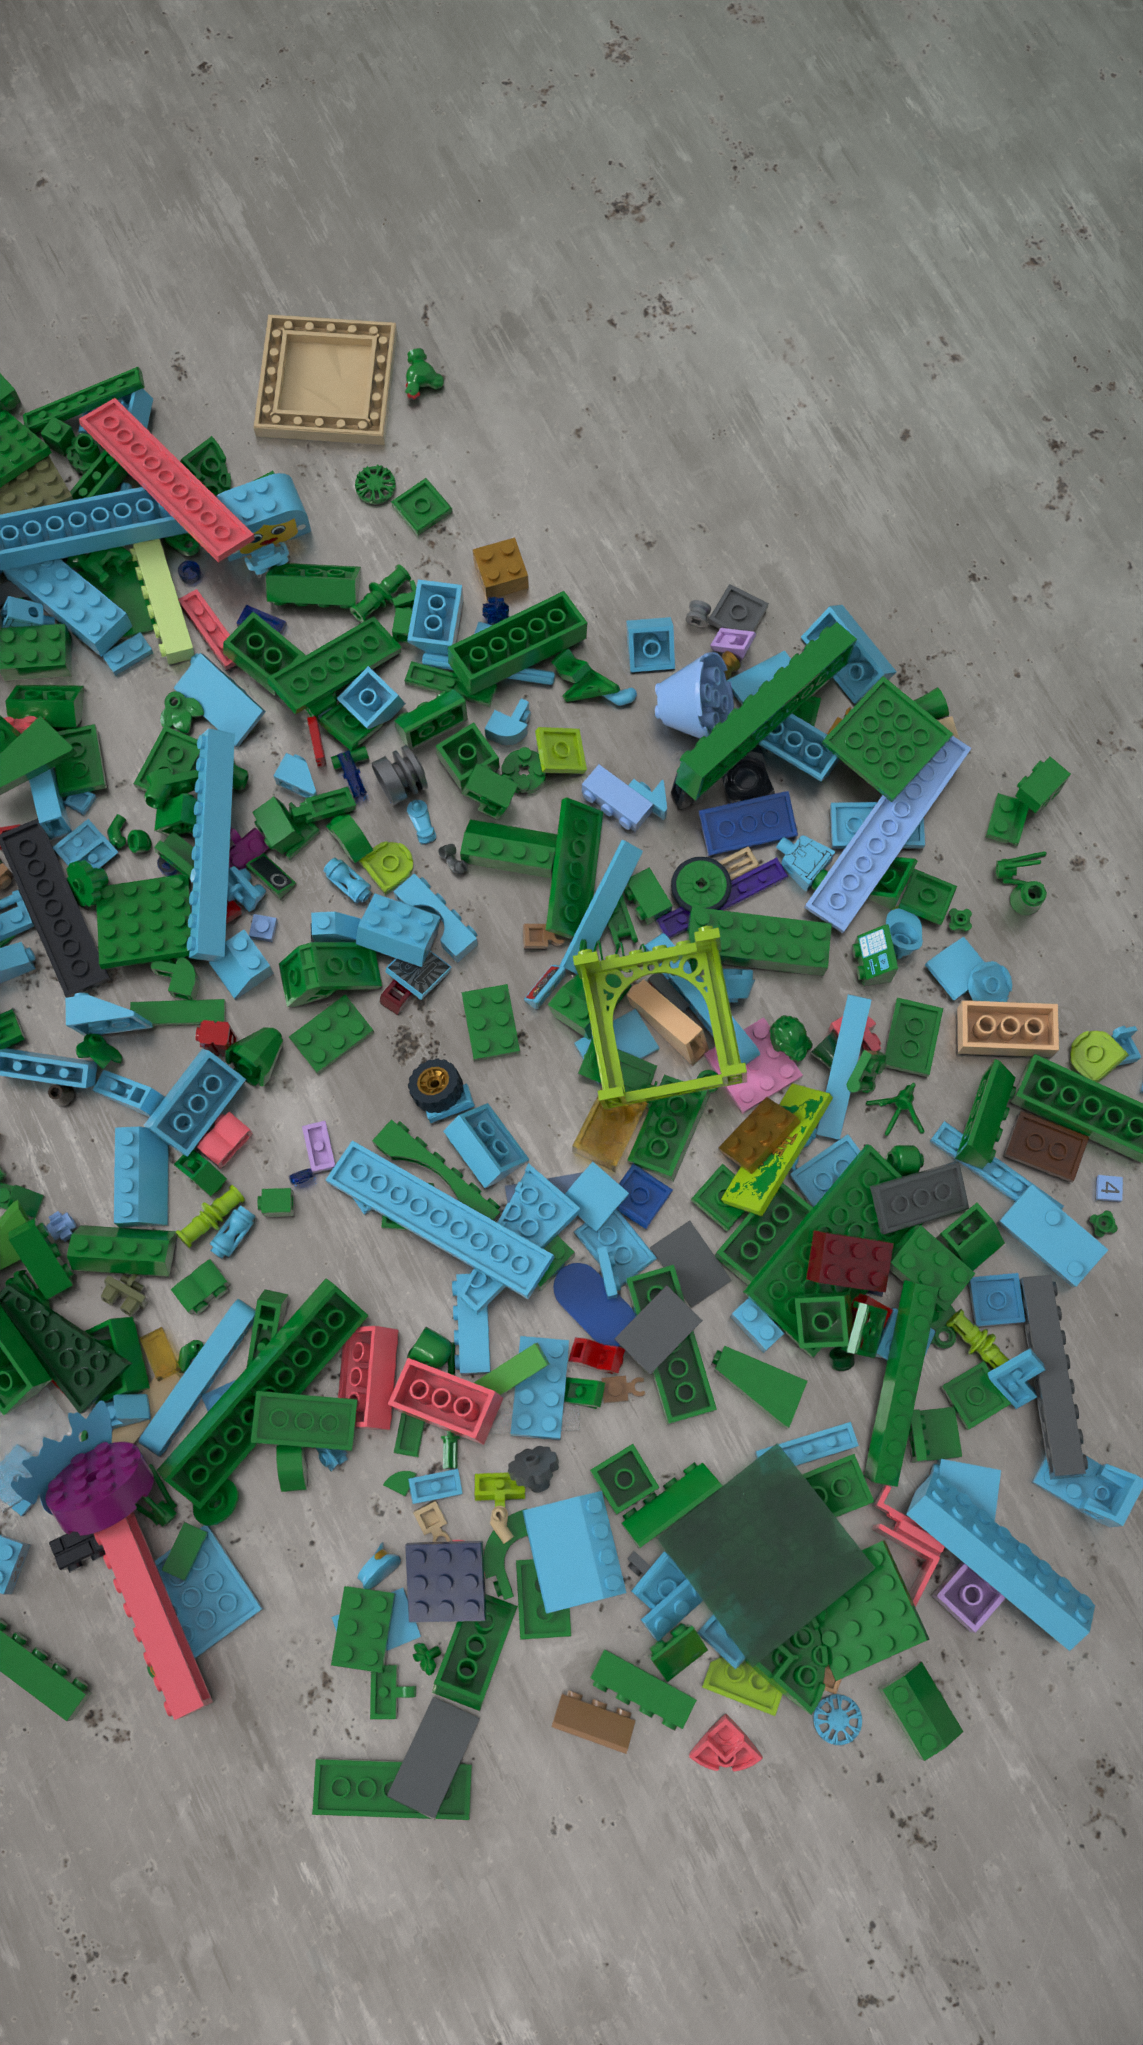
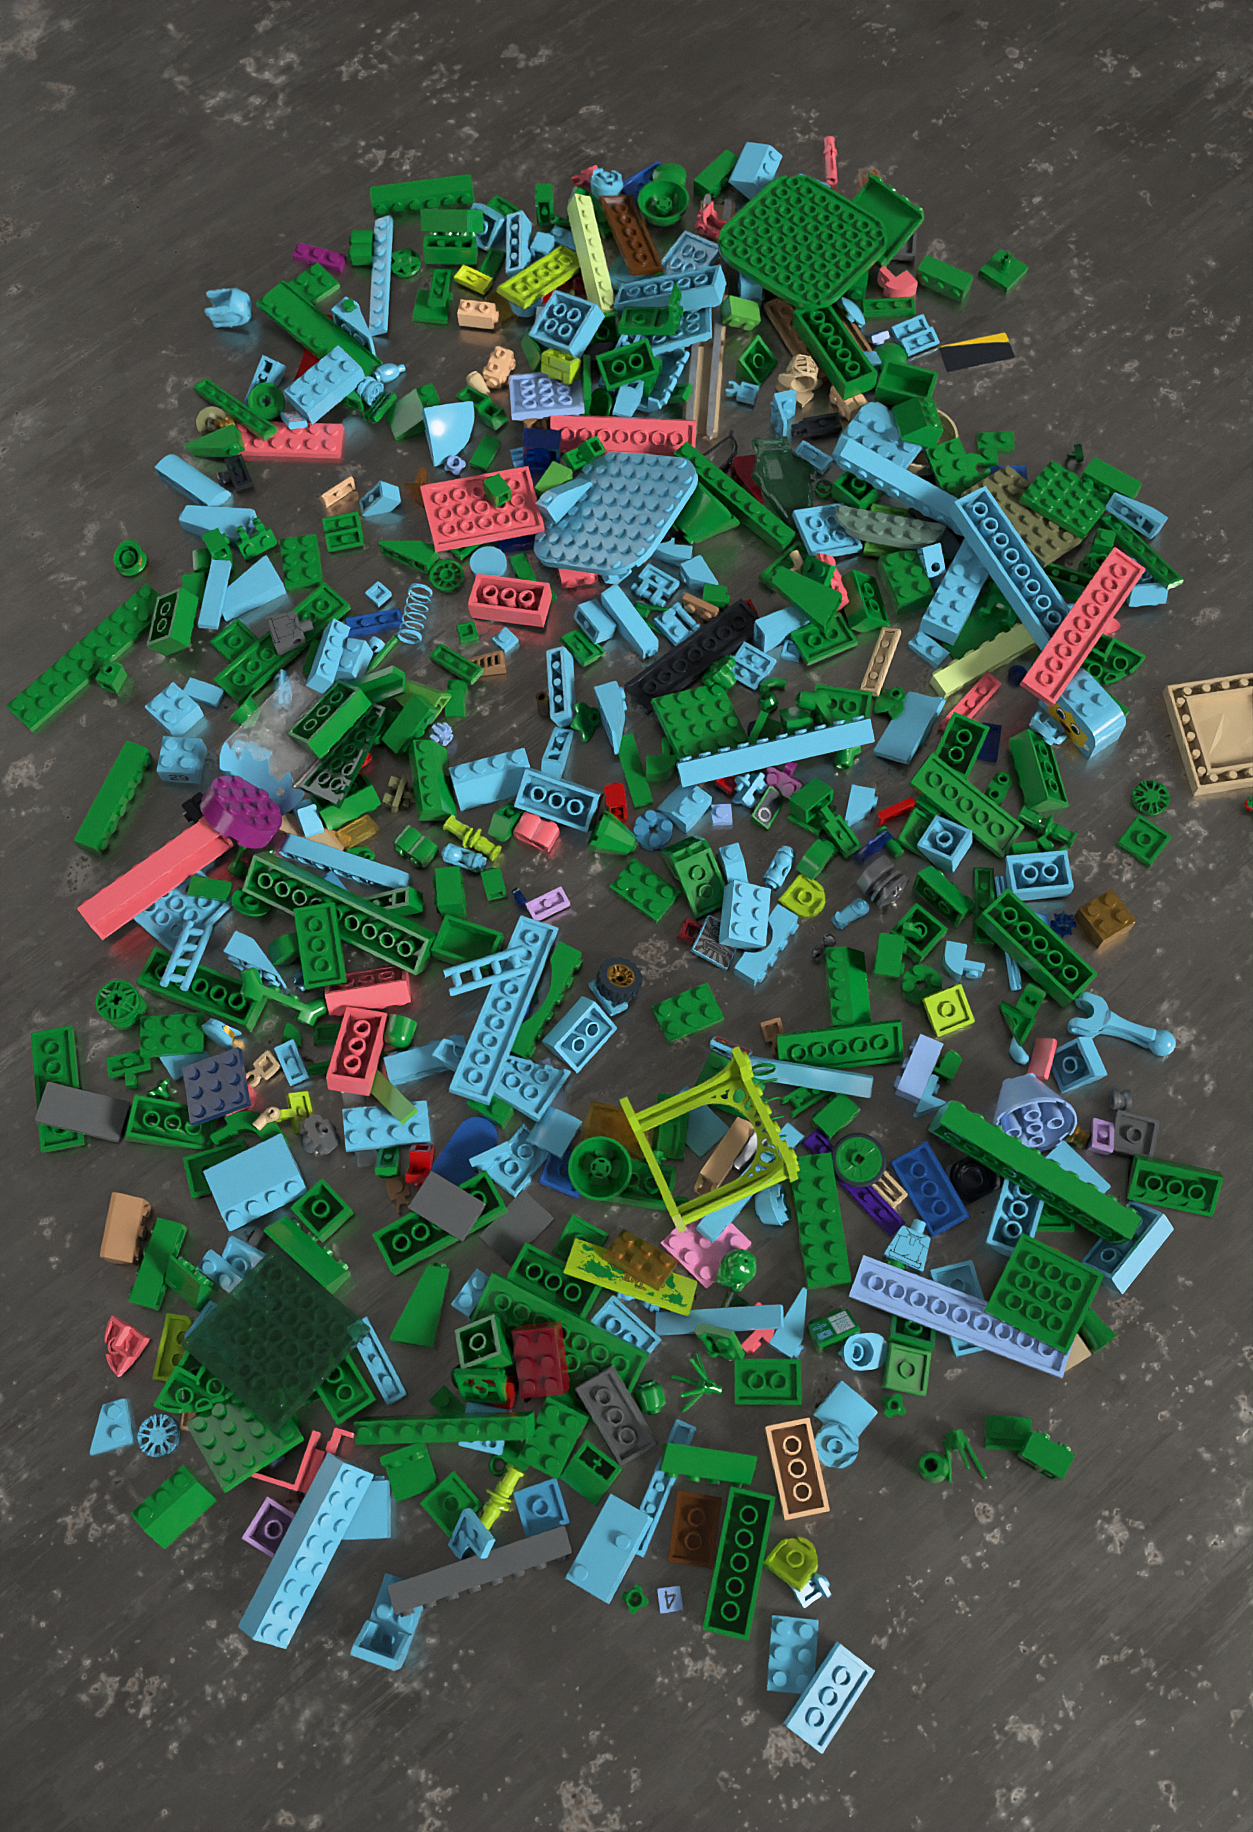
camera: 80 degrees right, 5 degrees down
(36, 391) = (1137, 515): none -> medium azure slope
(125, 707) = (880, 660): none -> tan tile
(258, 995) = (649, 820): none -> dark azure plate
(275, 1605) = (192, 964): none -> medium azure bar
(276, 1254) = (449, 892): none -> green brick
(290, 1511) = (245, 953): none -> medium azure slope
(314, 1581) = (208, 993): none -> green brick
(318, 629) = (998, 787): none -> green plate
(324, 1688) = (121, 1014): none -> green wheel
(342, 1508) = (305, 1012): none -> green plate
(347, 1247) = (464, 942): none -> green piece
(399, 1240) = (474, 967): none -> medium azure bar
(467, 759) = (908, 930): none -> green tile
(612, 603) = (1106, 1022): none -> medium azure piece
(622, 767) = (947, 1066): none -> green brick
(636, 675) = (1042, 1057): none -> coral tile
(667, 1146) = (590, 1175): none -> green piece
(797, 591) = (1174, 1185): none -> green slope
(818, 1773) = (112, 1428): none -> medium azure wing
(868, 1379) = (446, 1402): none -> green plate
(881, 1004) = (788, 1339): none -> medium azure slope

